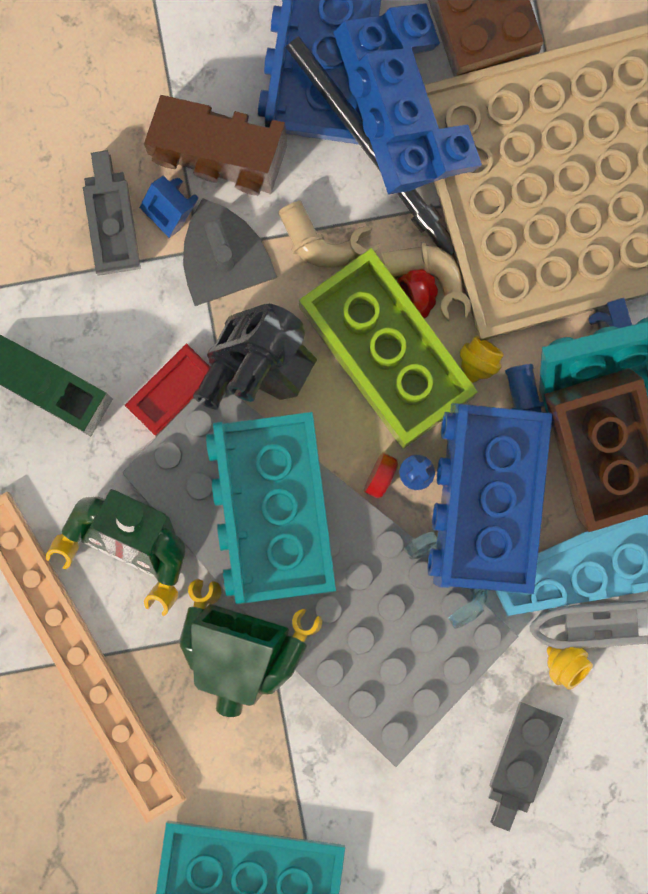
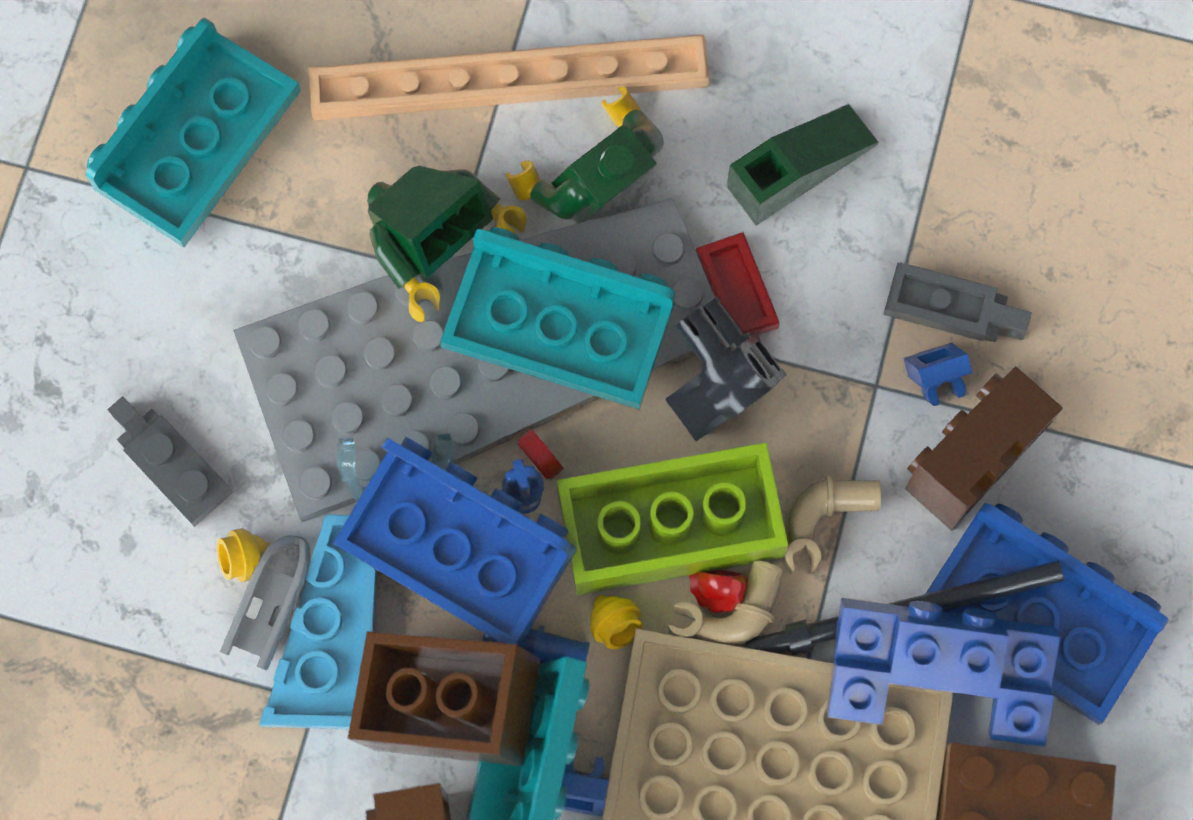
camera: 115 degrees right, 10 degrees down
(222, 254) = (860, 407): dark grey shield -> none

